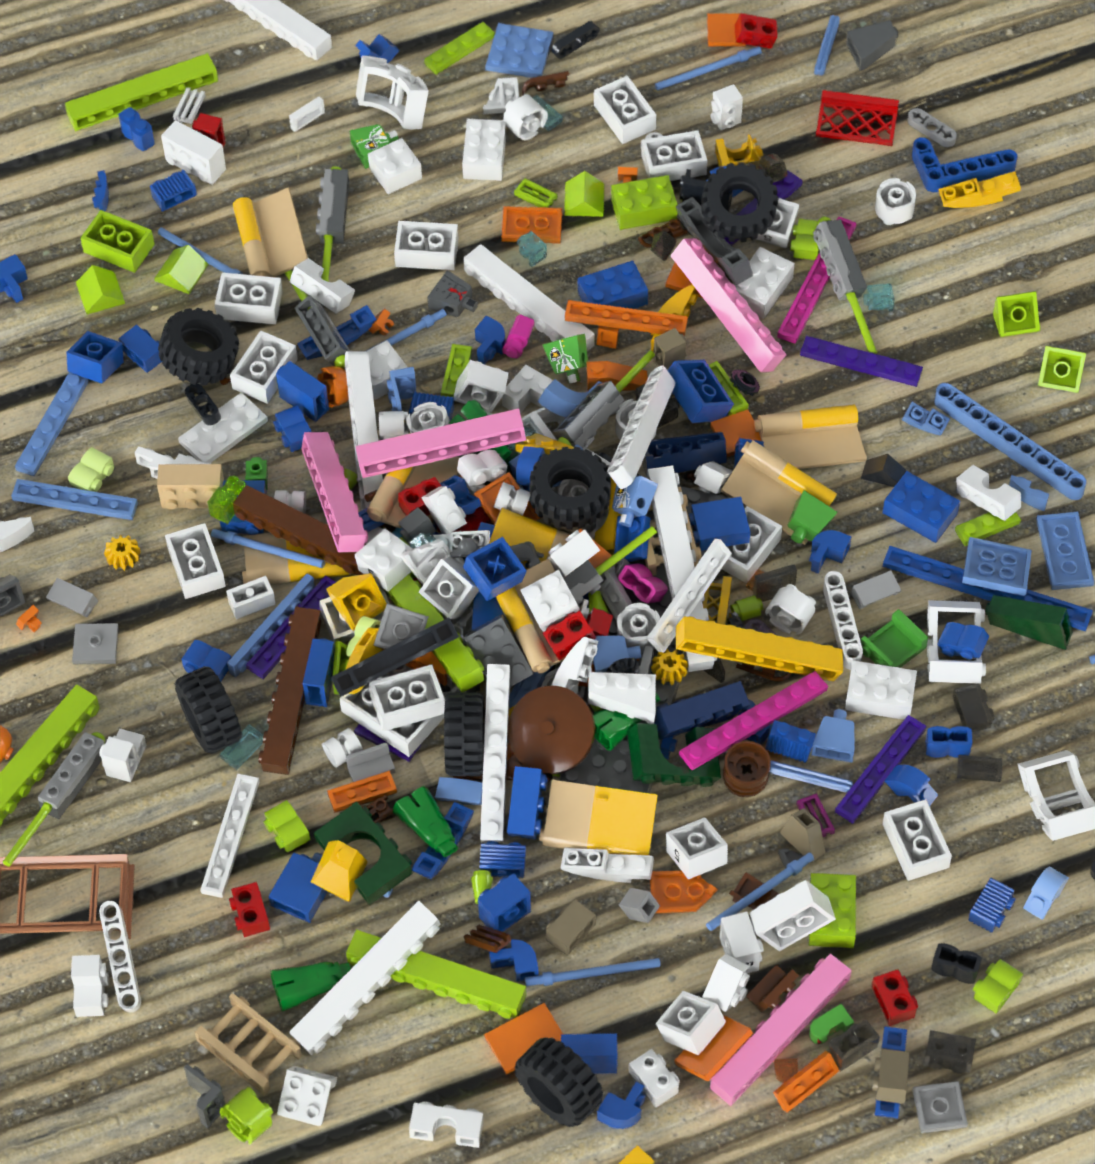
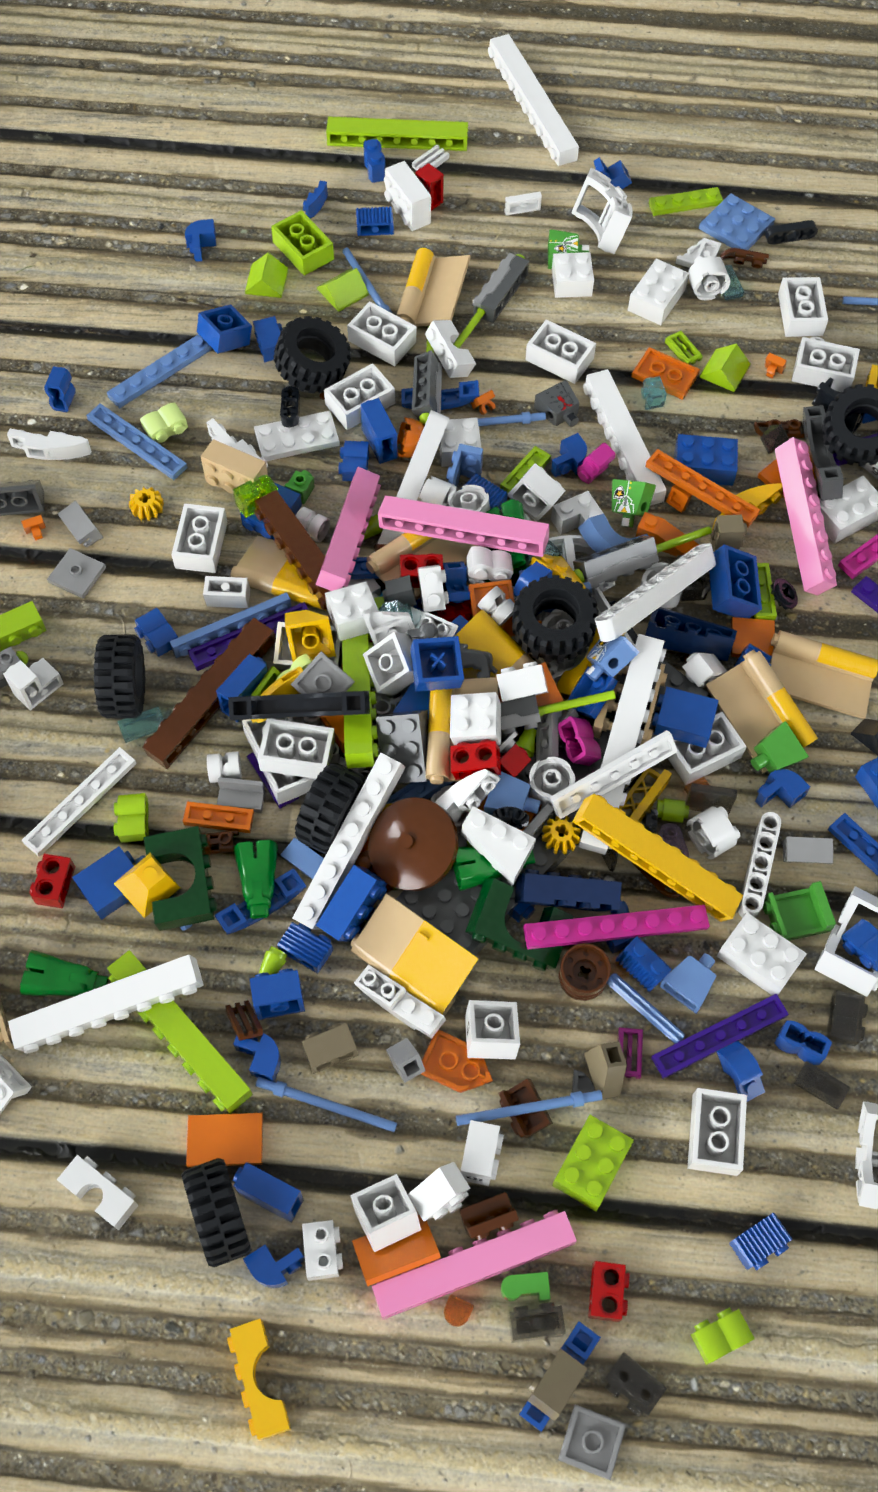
camera: 25 degrees right, 5 degrees up
(233, 538) = (245, 533): medium blue bar -> none
(644, 202) = (777, 393): lime brick -> none
(792, 915) = (543, 1153): white brick -> none
(806, 1081) = (469, 1337): orange plate -> none
(952, 962) = (695, 1295): black brick -> none
(1045, 891) = (824, 1257): light blue brick -> none

